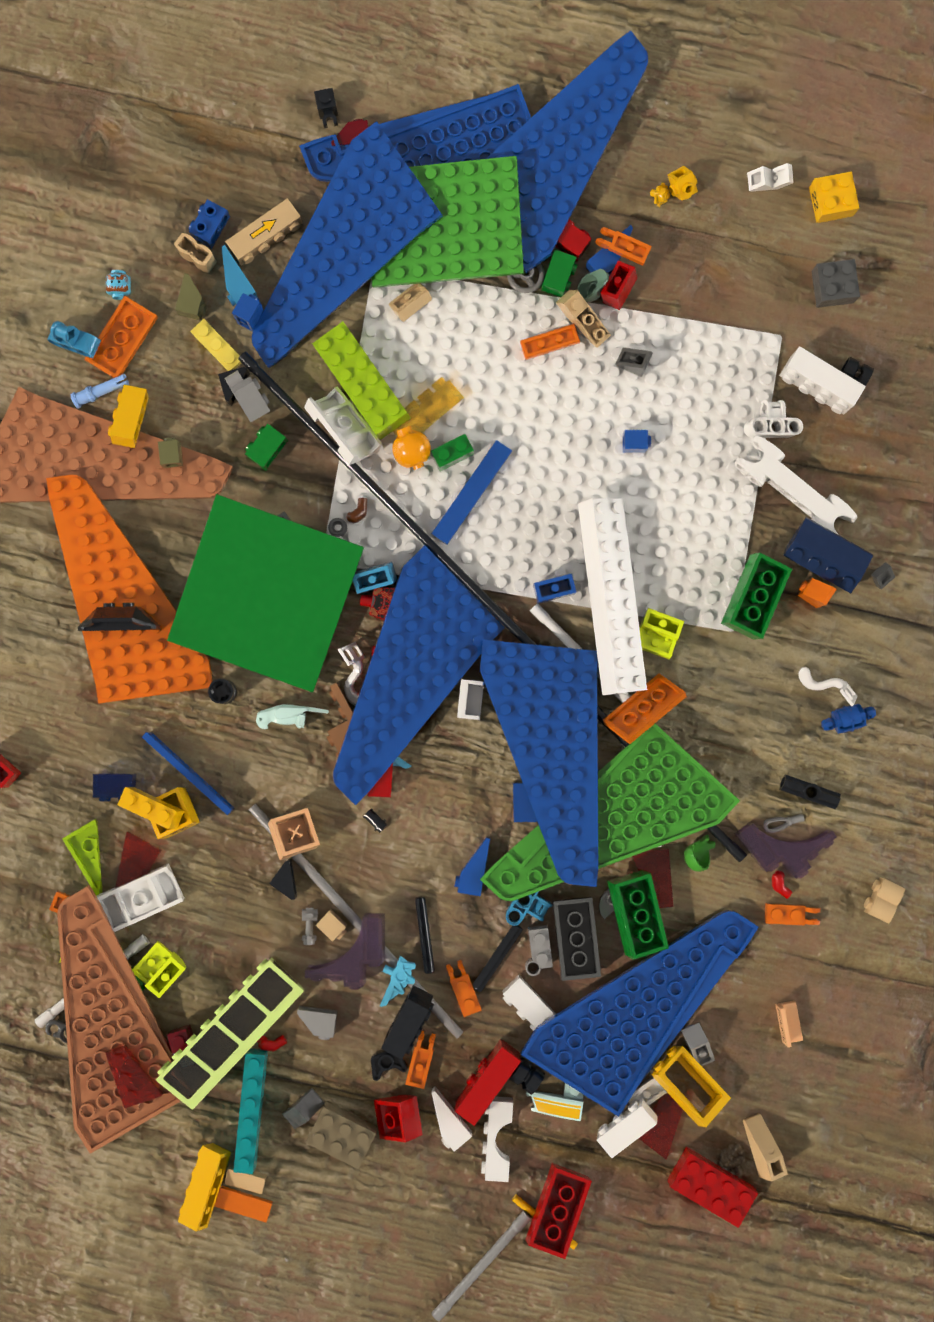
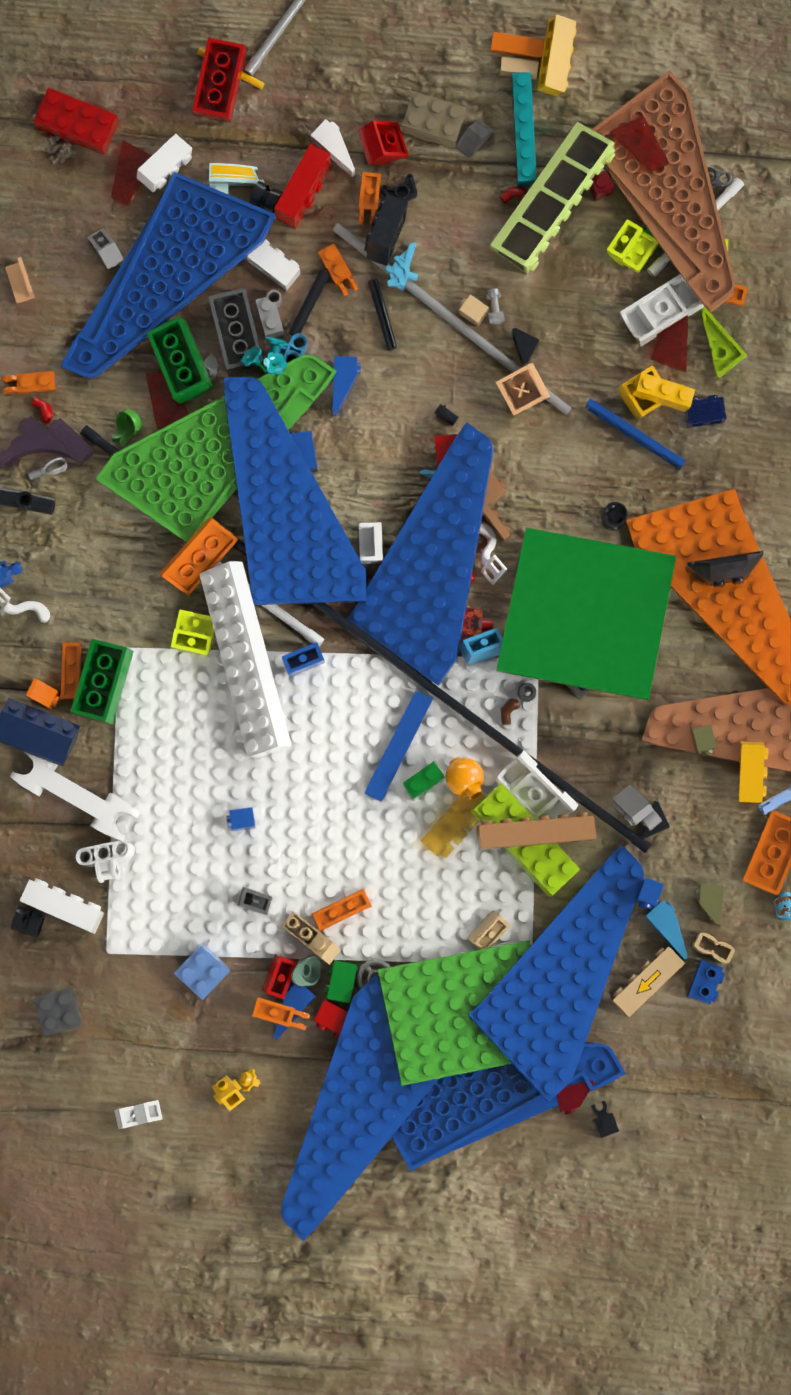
camera: 175 degrees right, 5 degrees down
(216, 345) = (677, 860): light yellow plate -> none
(266, 446) = (610, 763): green brick -> none
(285, 715) = (548, 503): light aqua animal -> none
(319, 1021) = (472, 220): light grey slope -> none
(349, 379) = (535, 832): none -> medium nougat brick
(352, 965) = (448, 275): clear purple arch -> none
(497, 1163) = (283, 115): white arch -> none
(543, 894) = (274, 362): none -> teal plant
(649, 1091) = (146, 200): white plate -> none
(692, 300) = (202, 971): none -> medium blue brick
(717, 1095) = (80, 203): yellow piece -> none
(764, 1149) = (31, 162): tan slope -> none
(784, 616) = (70, 669): none -> orange tile
(834, 197) = (70, 1101): yellow brick -> none

